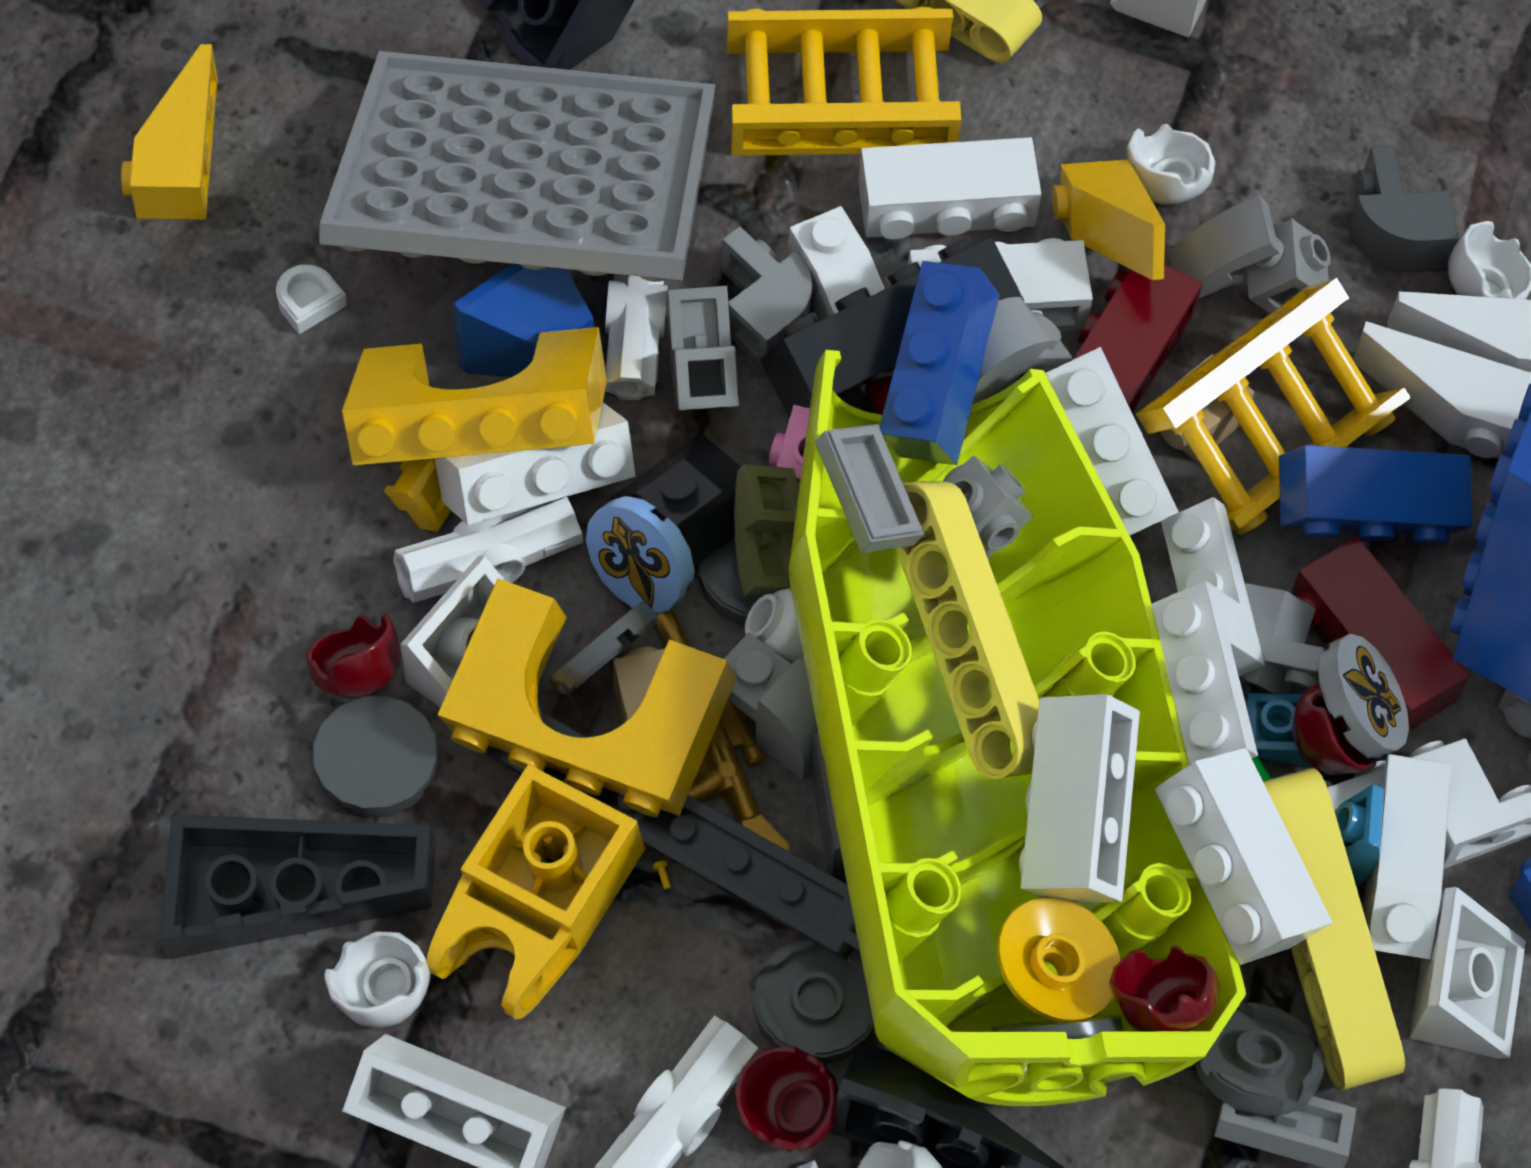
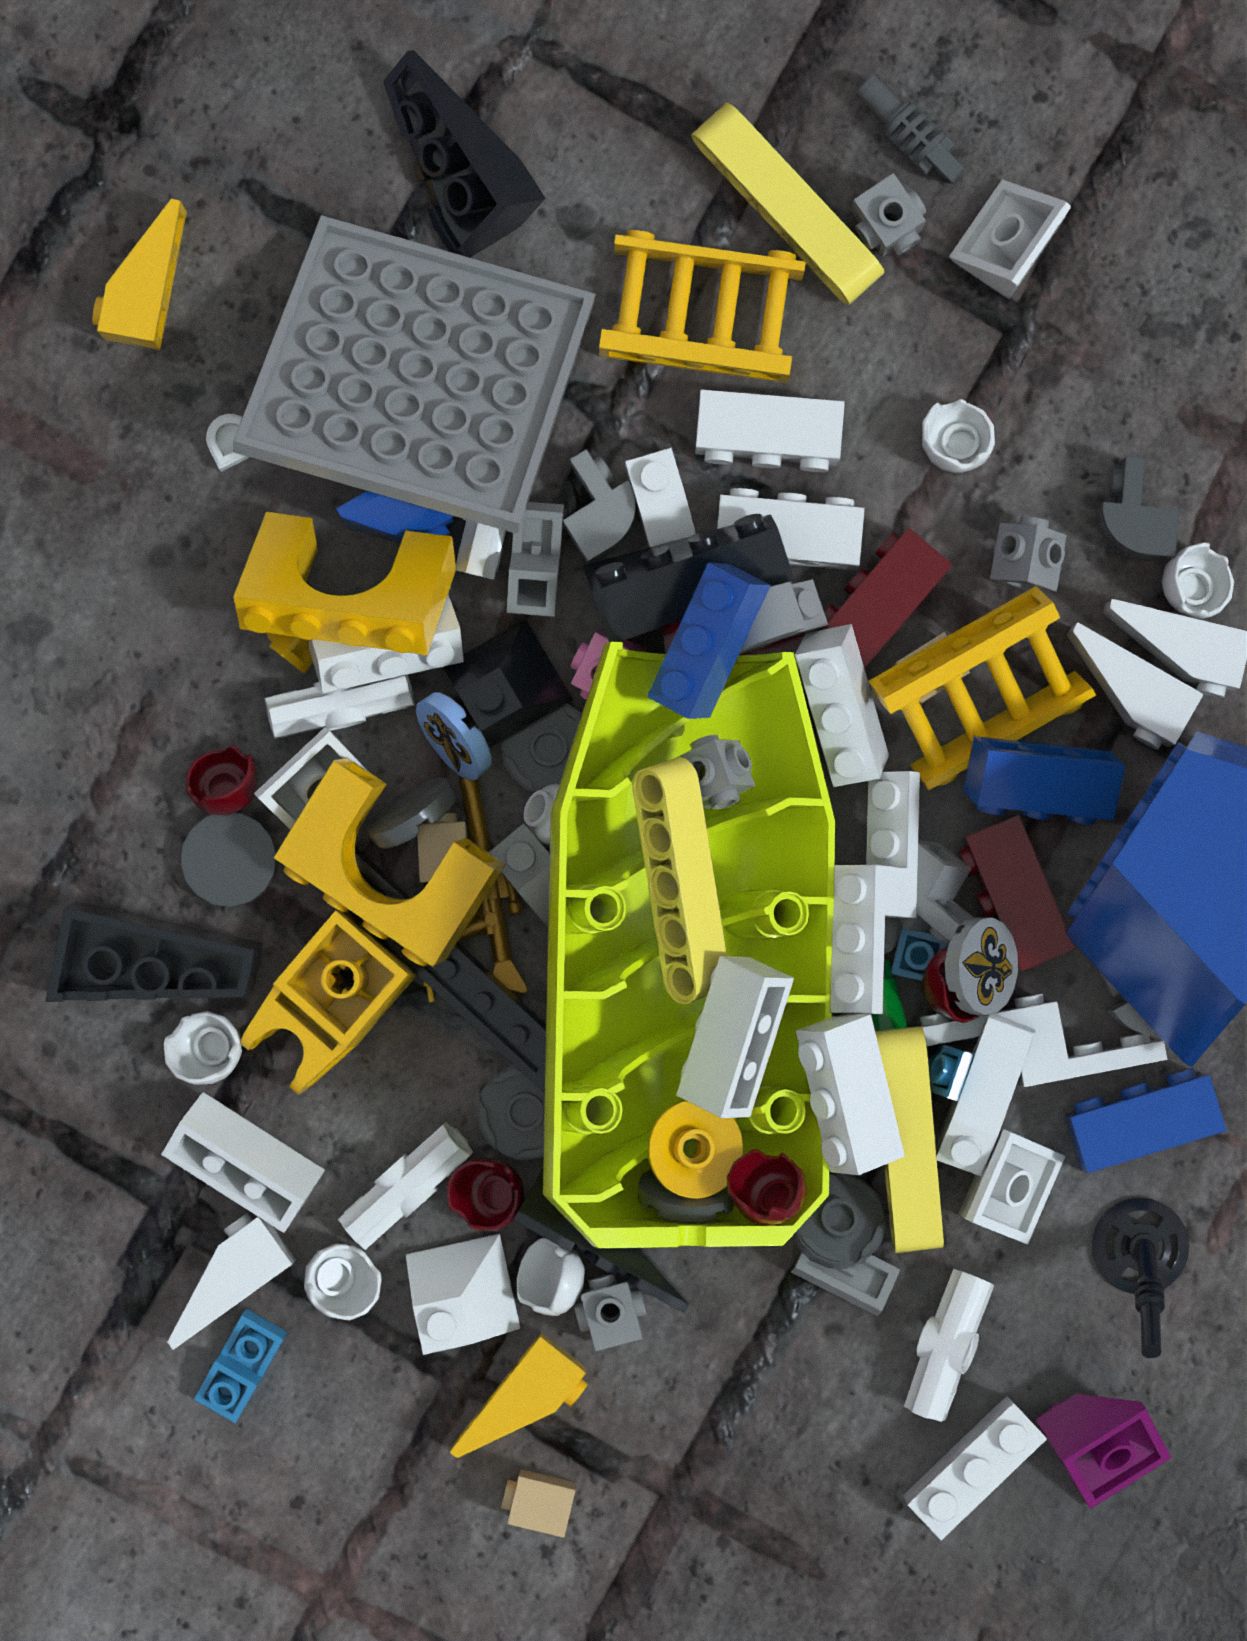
camera: 15 degrees right, 25 degrees up
(764, 527) = (552, 733): olive slope -> none
(869, 488) = (619, 774): light grey tile -> none
(1111, 214) = (891, 487): yellow slope -> none
(1226, 245) = (979, 532): light grey slope -> none

